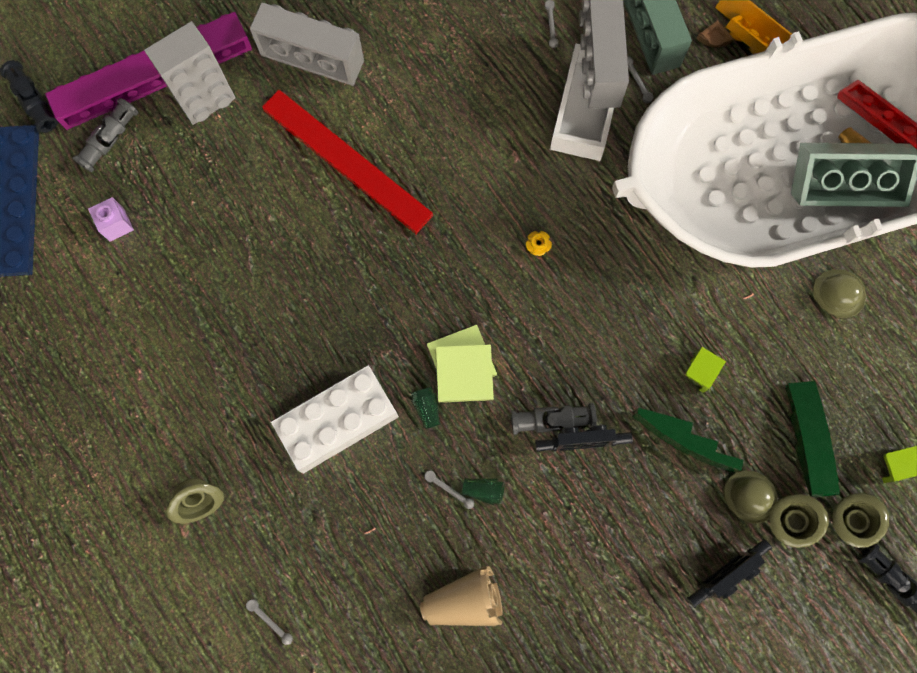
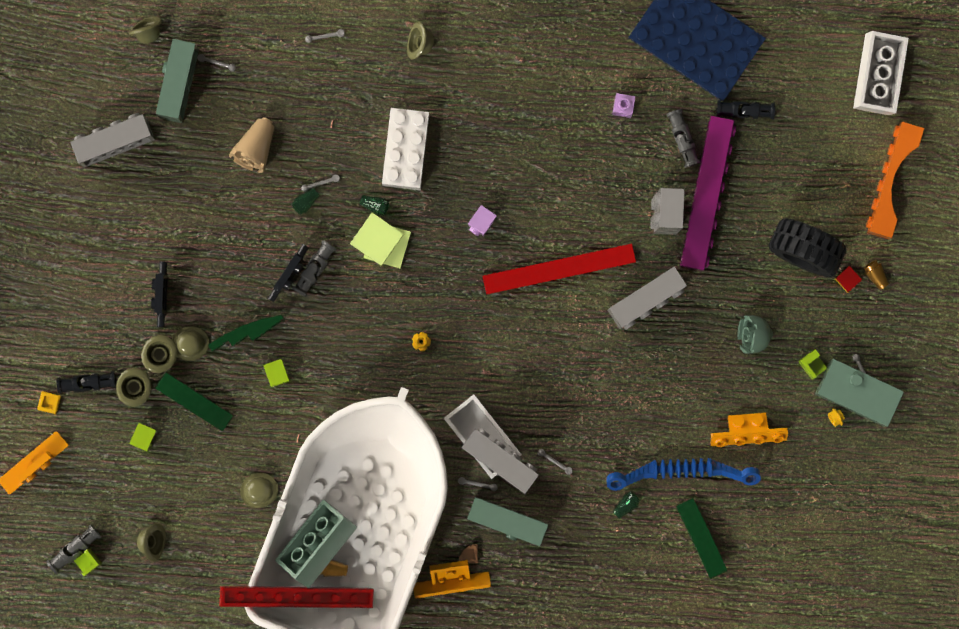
camera: 120 degrees right, 10 degrees up
(355, 275) = (481, 221): none -> lavender brick

